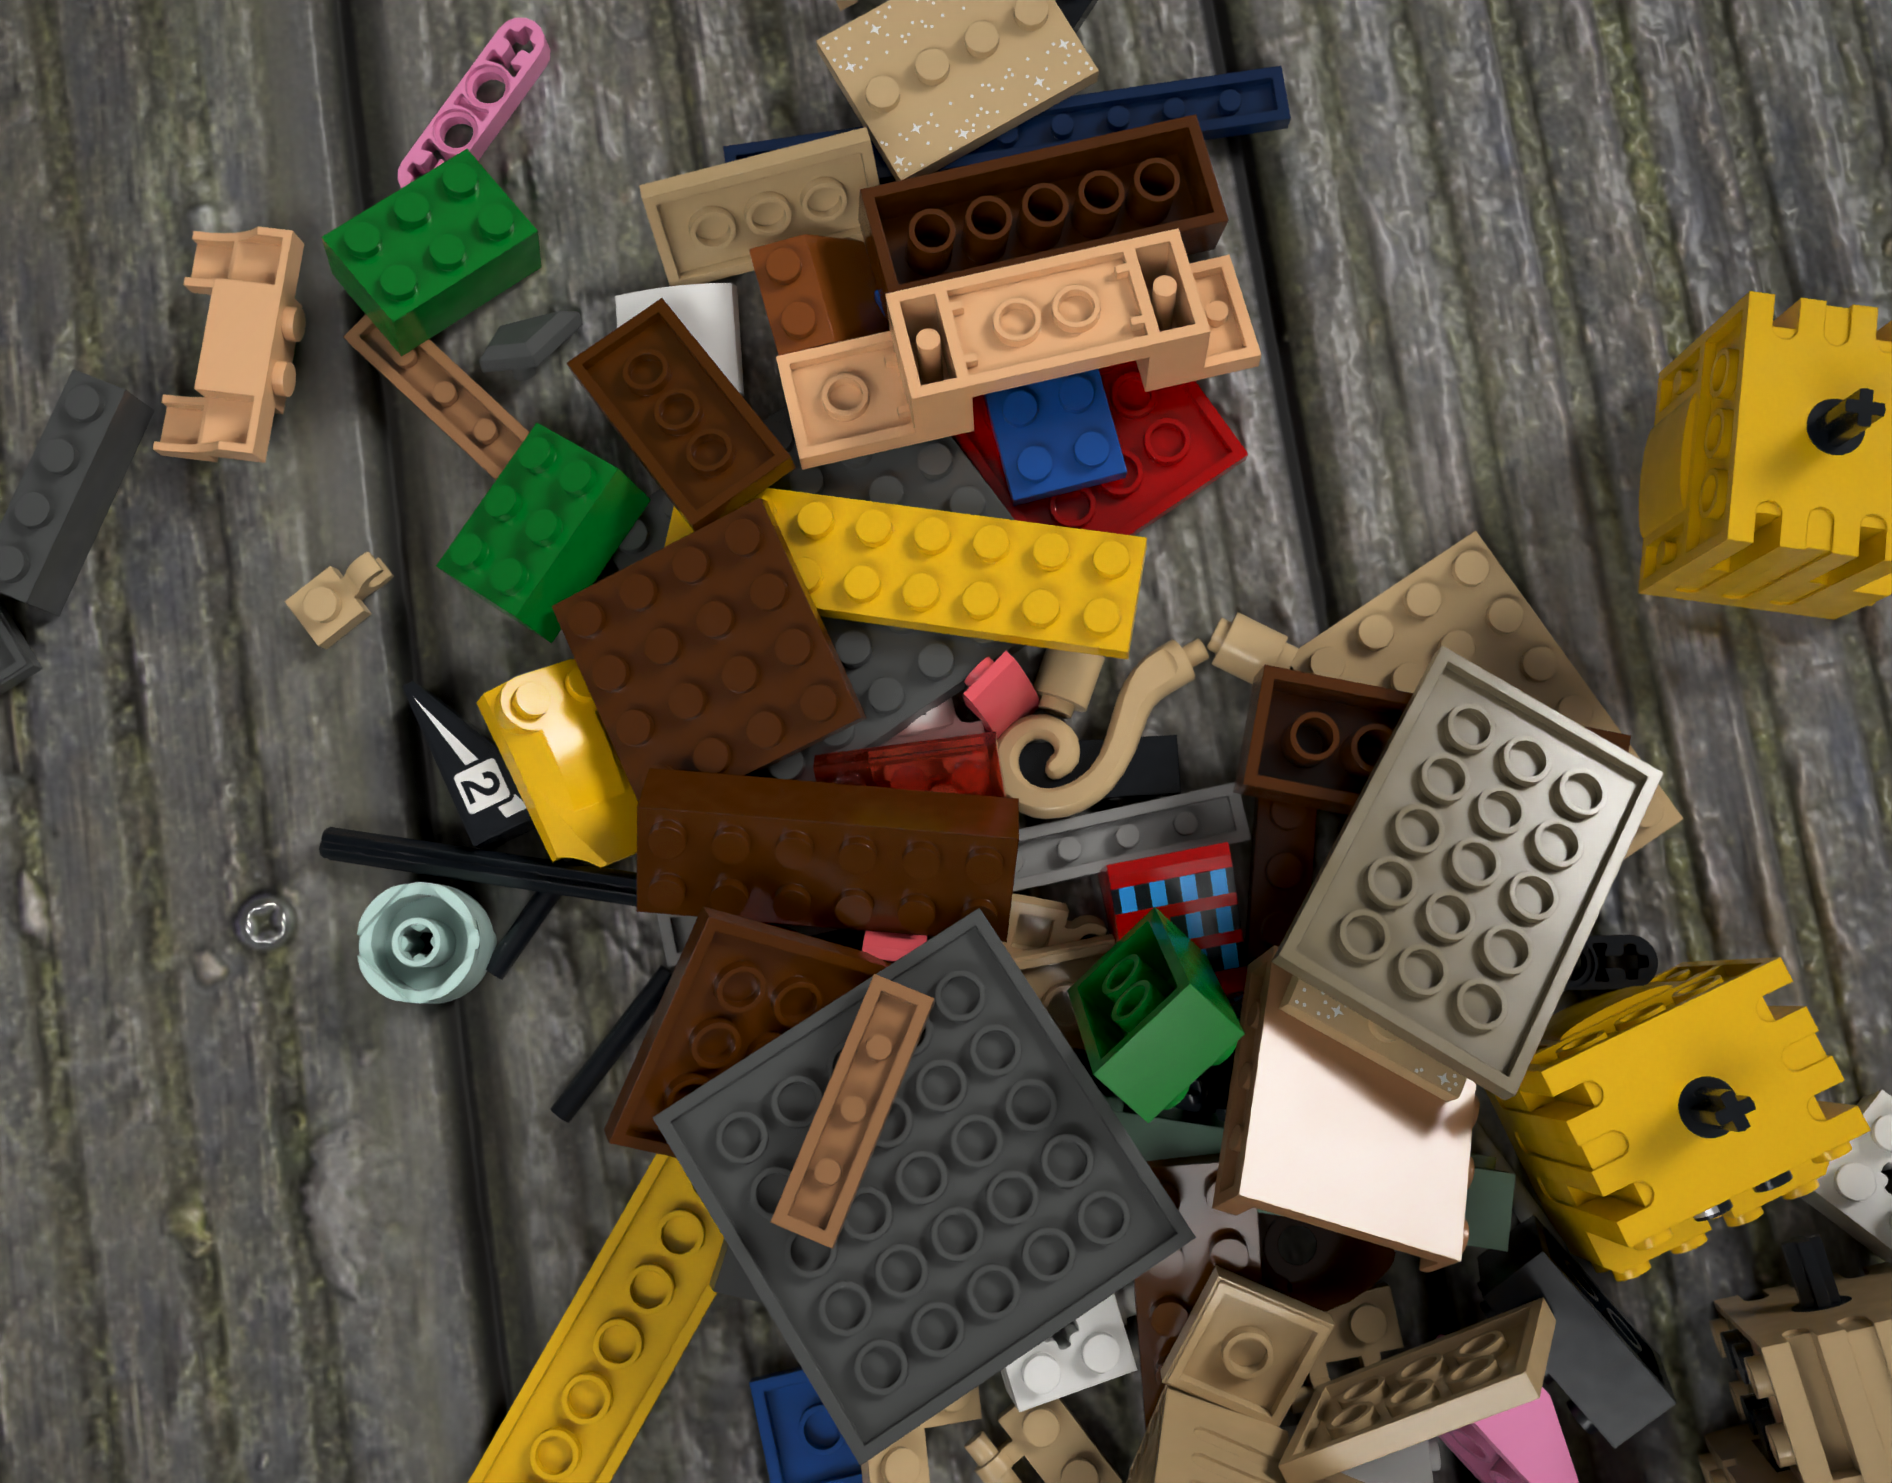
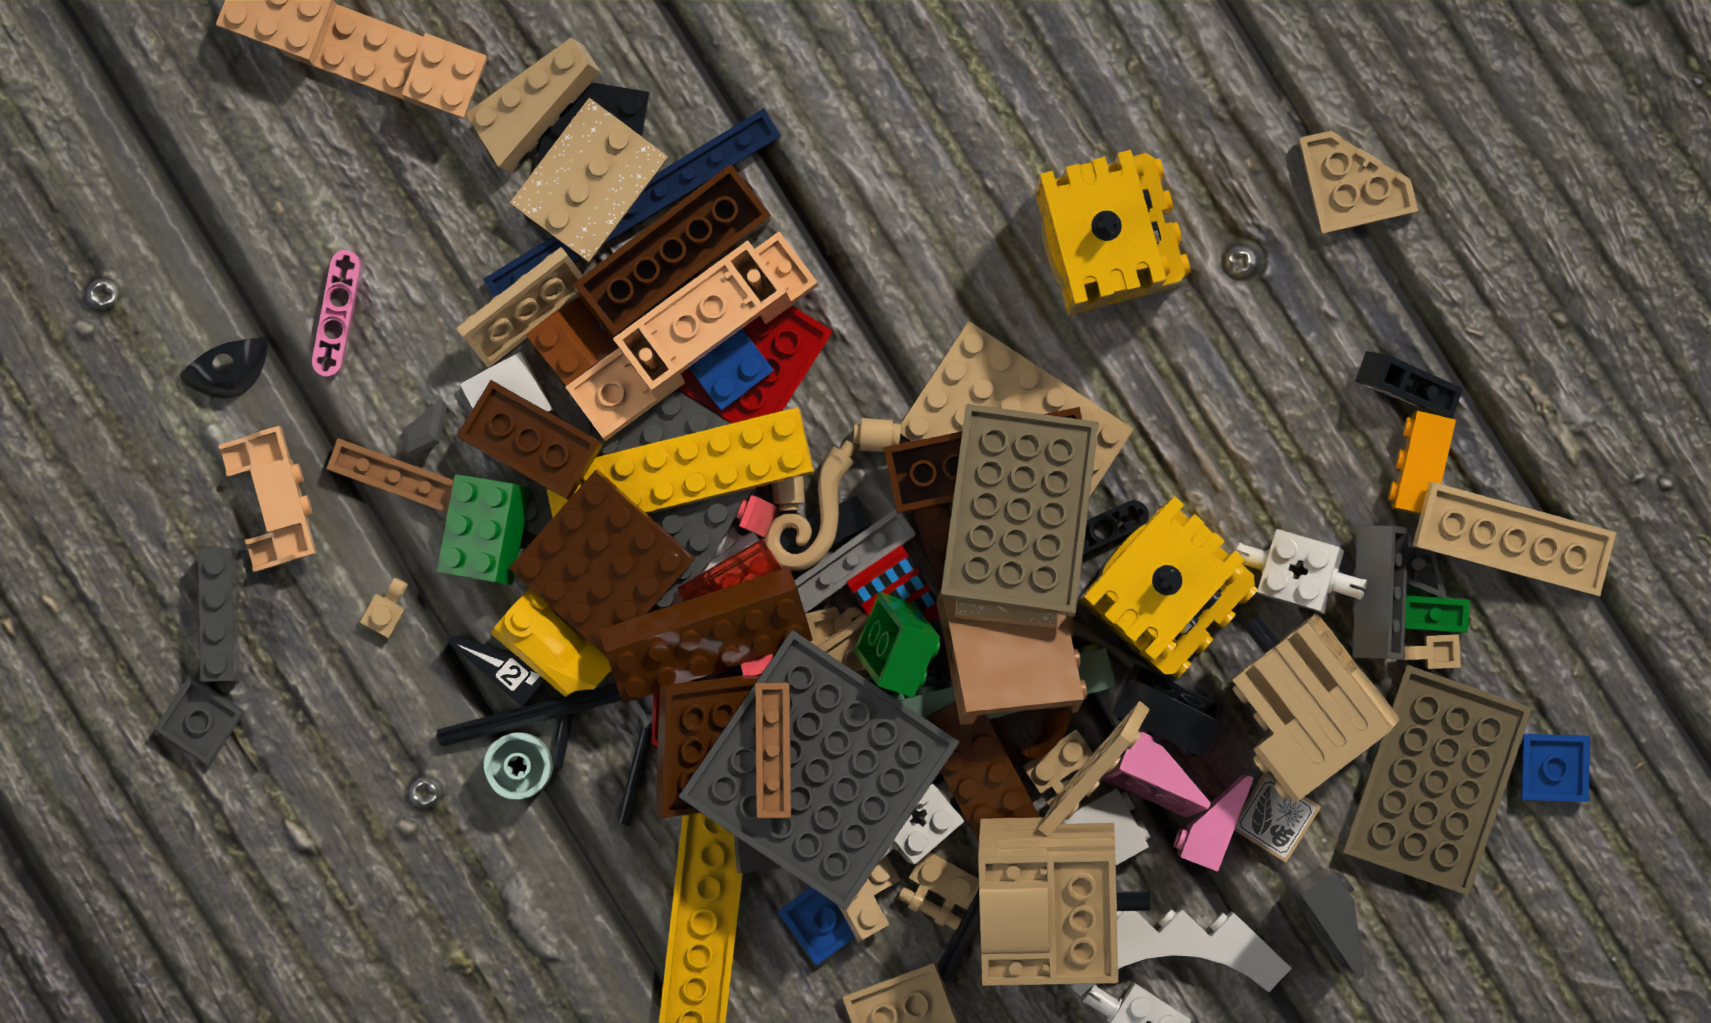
camera: 30 degrees left, 5 degrees up
(290, 140) = (248, 361): none -> black piece
(433, 251) = (357, 404): green brick -> none
(1246, 1347) = (1010, 786): tan tile -> none

